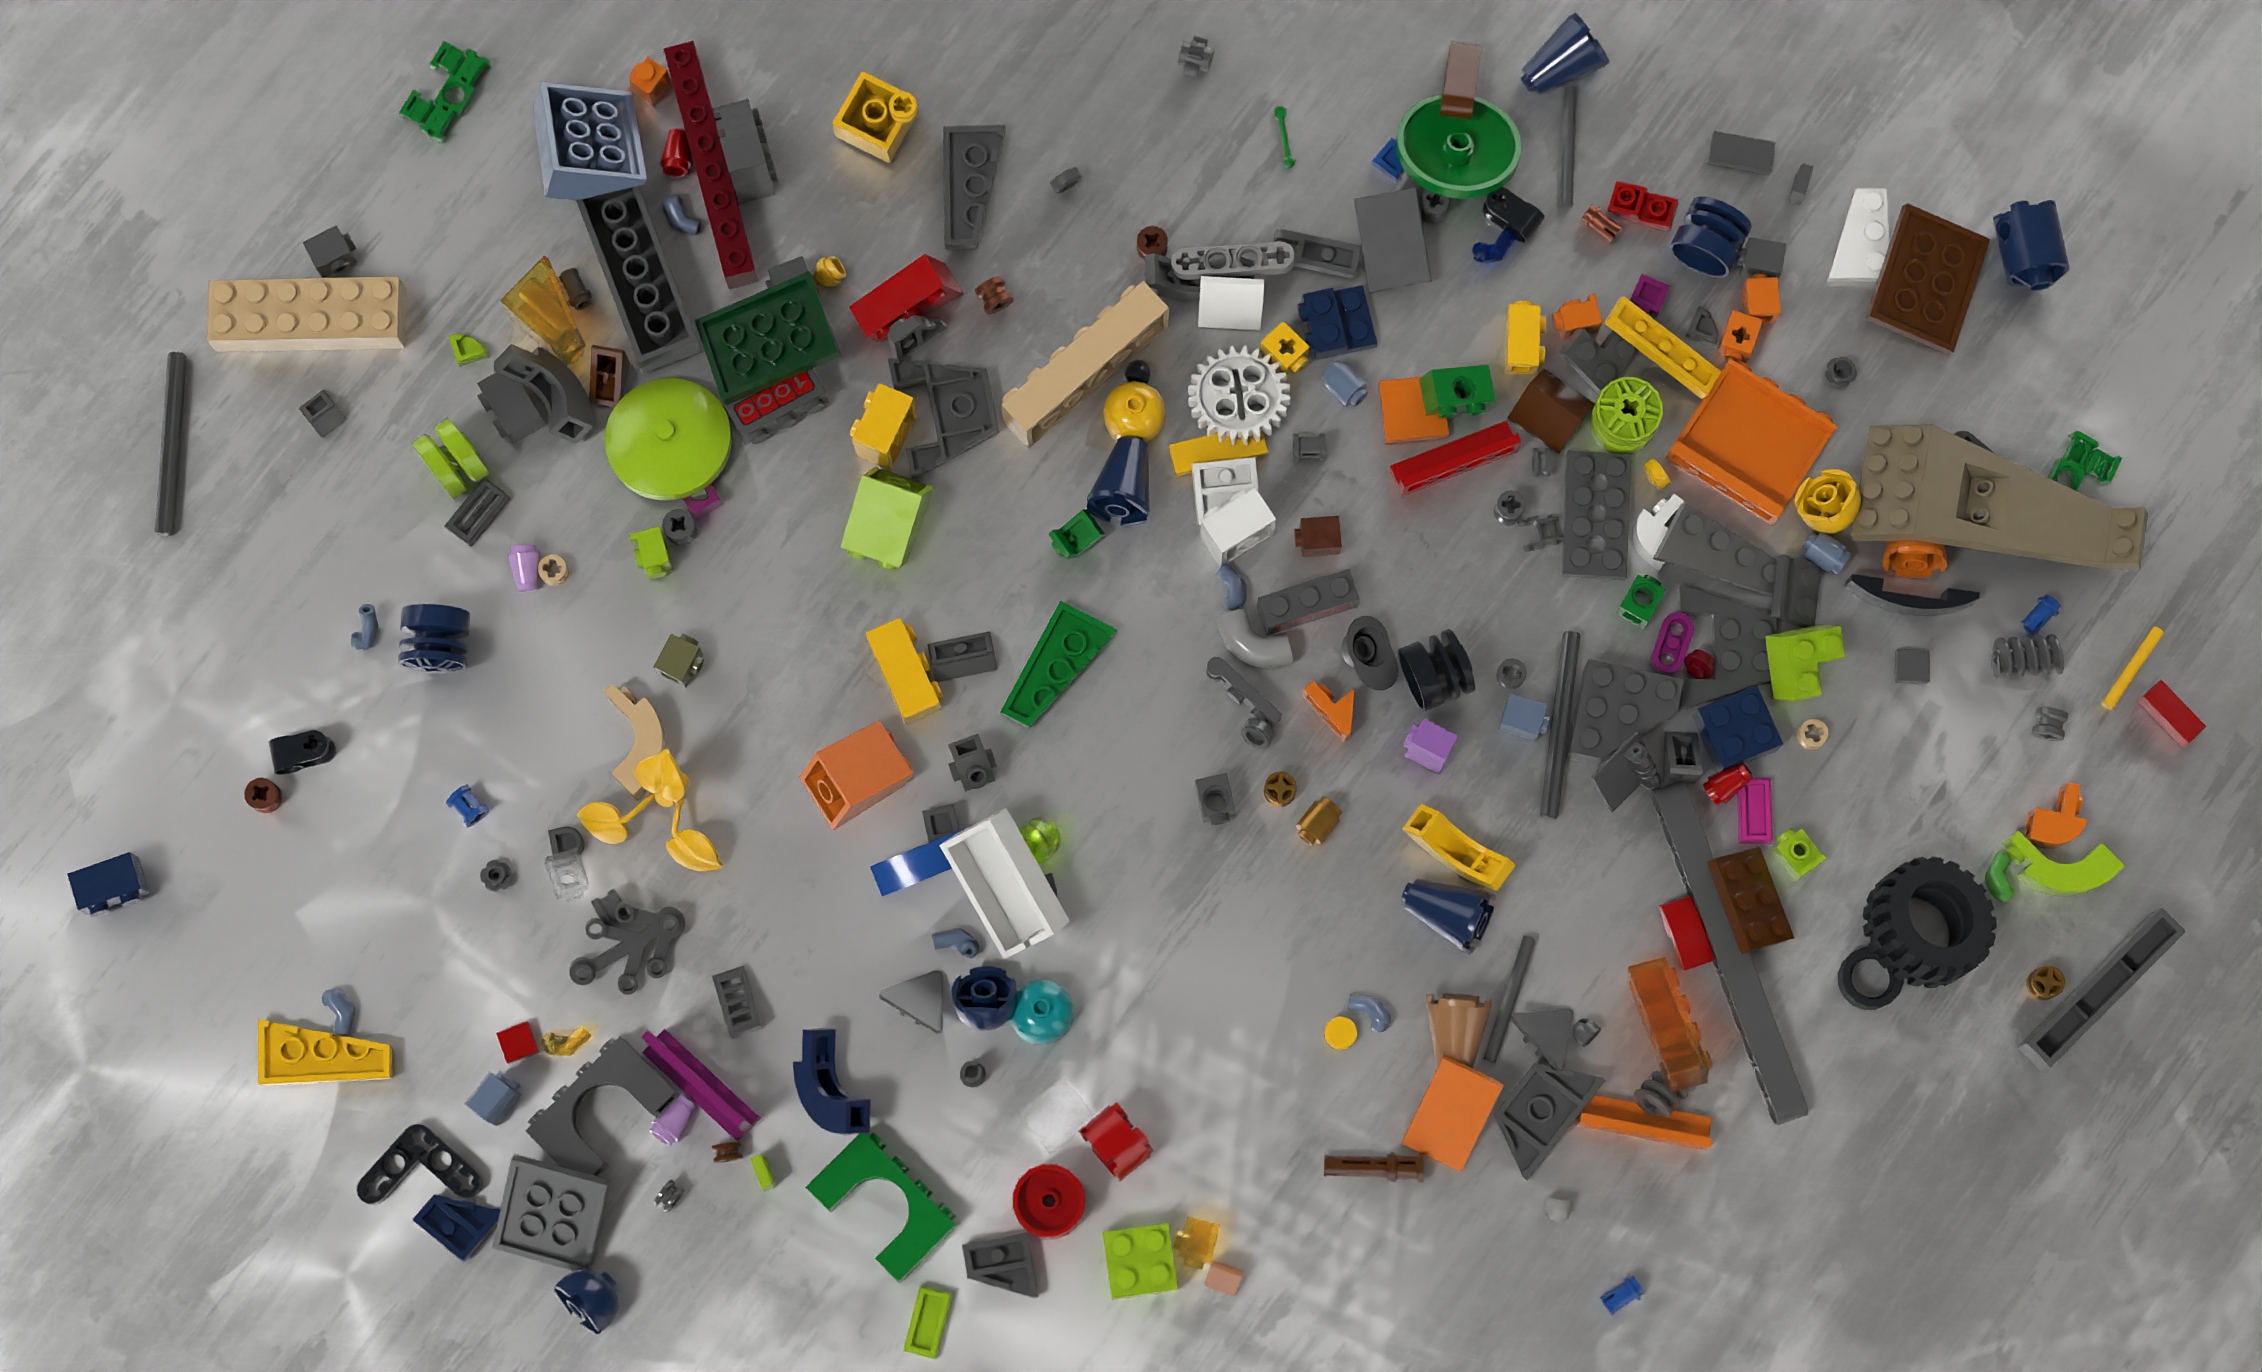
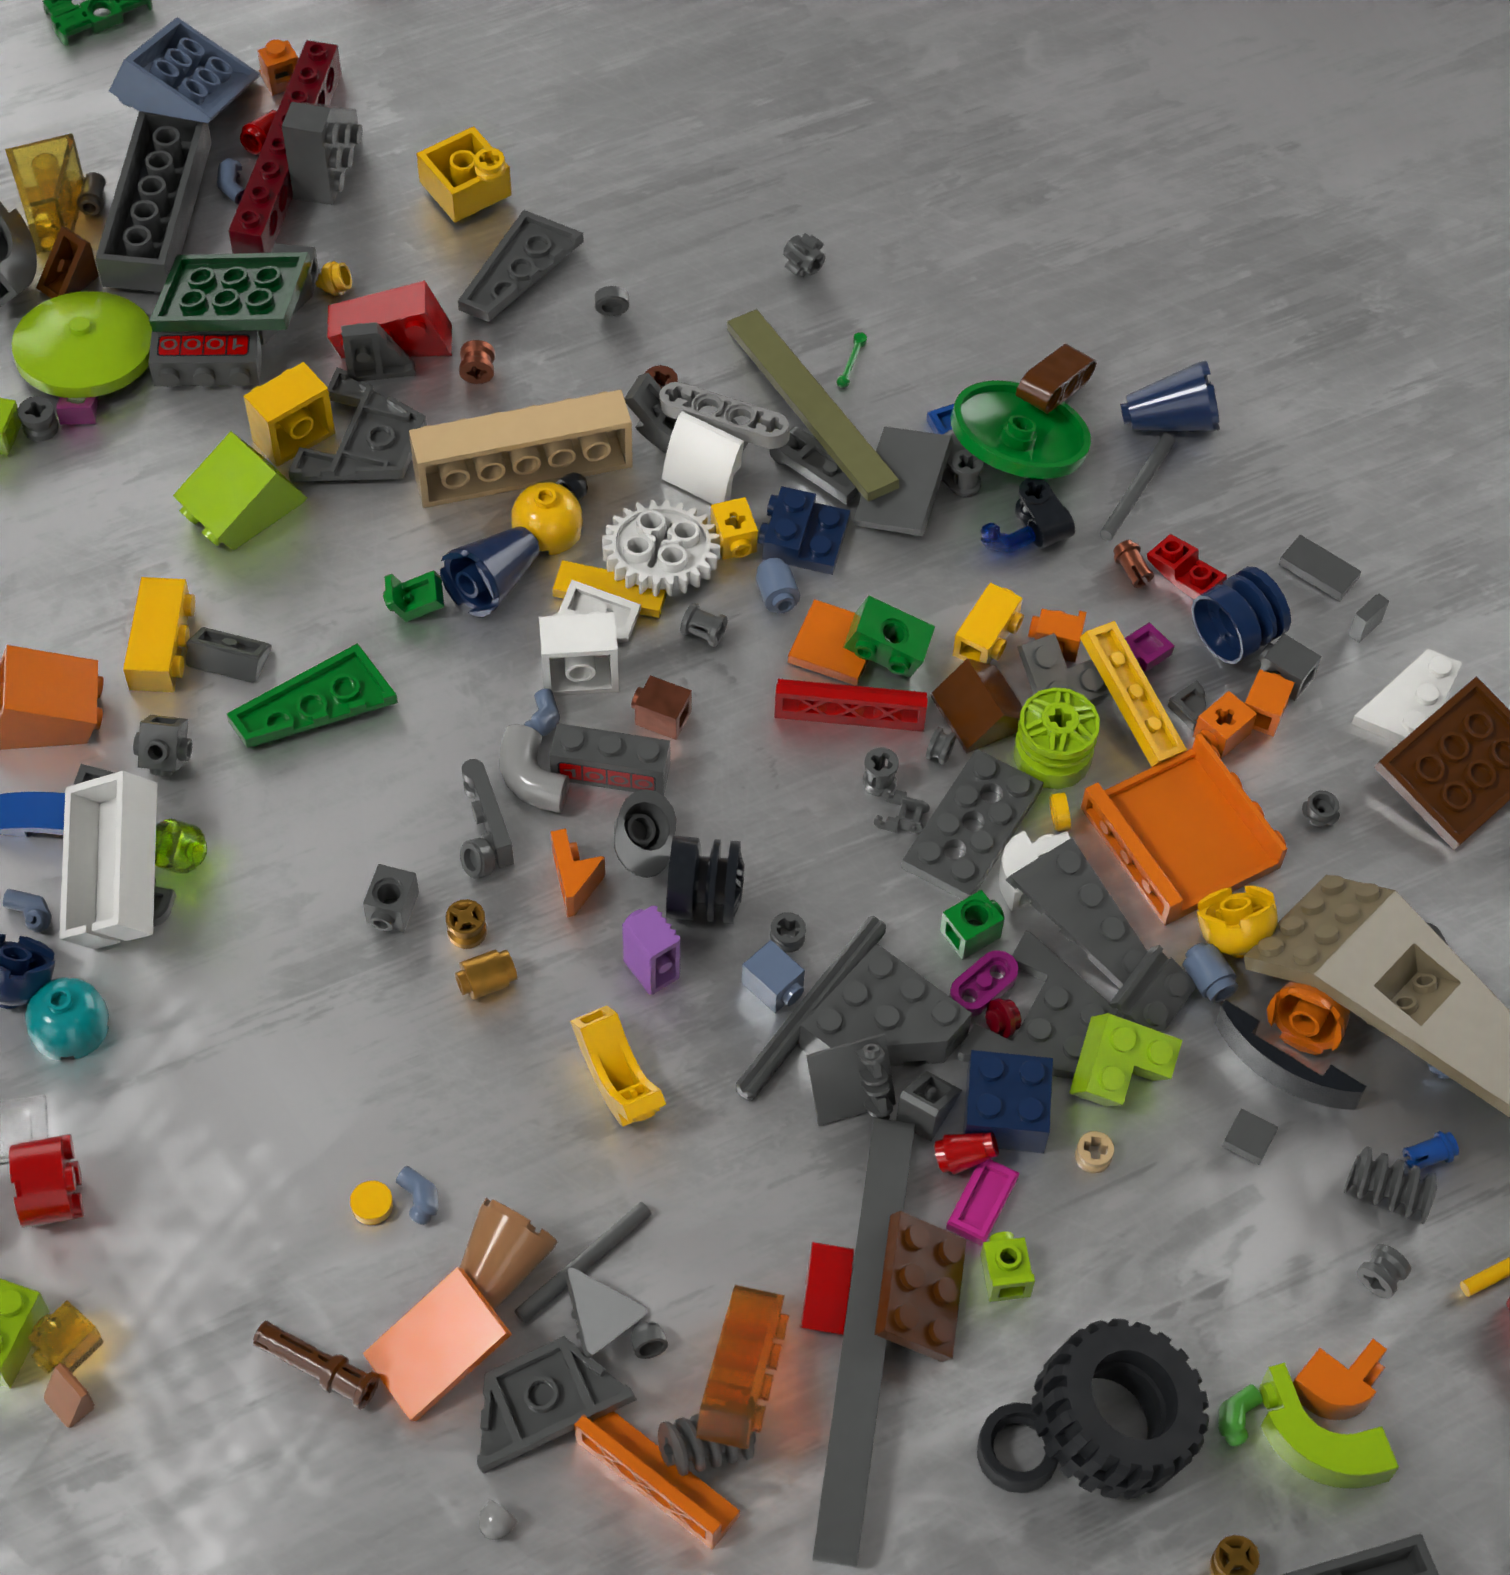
camera: 25 degrees right, 20 degrees down
(1282, 202) = (813, 405): none -> olive tile
(1450, 910) = (575, 1134): dark blue cone -> none

